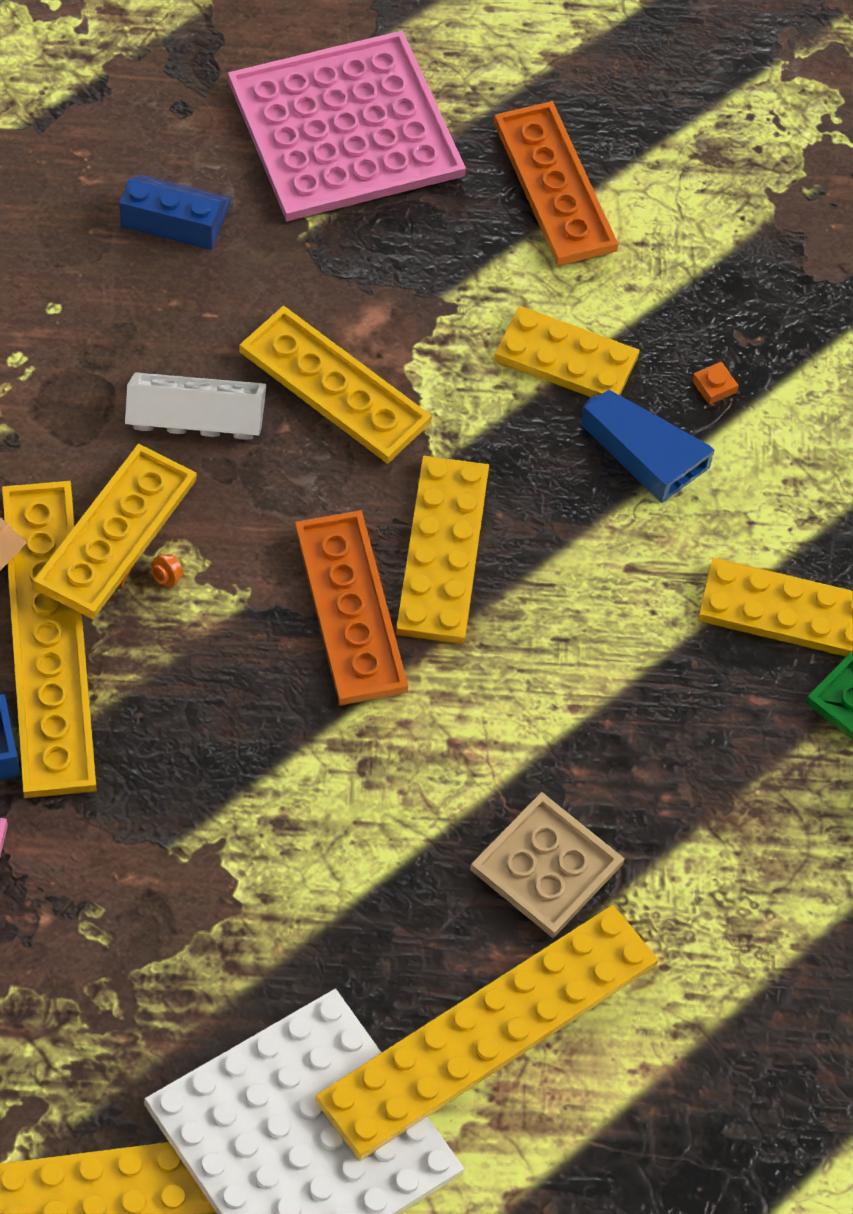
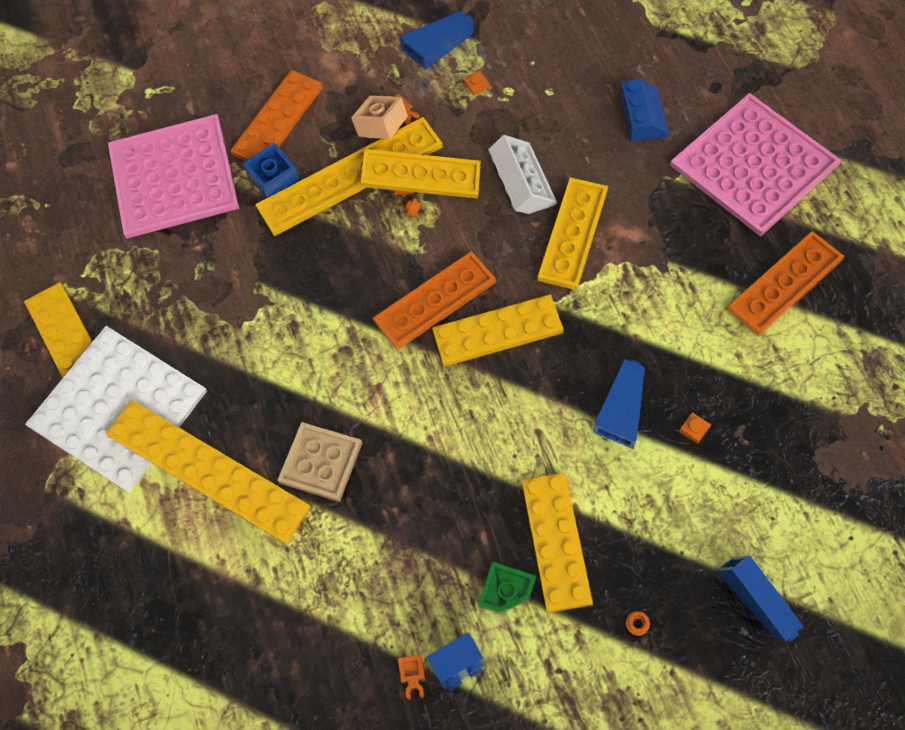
camera: 80 degrees right, 5 degrees up
(565, 354) = (665, 340): yellow plate -> none

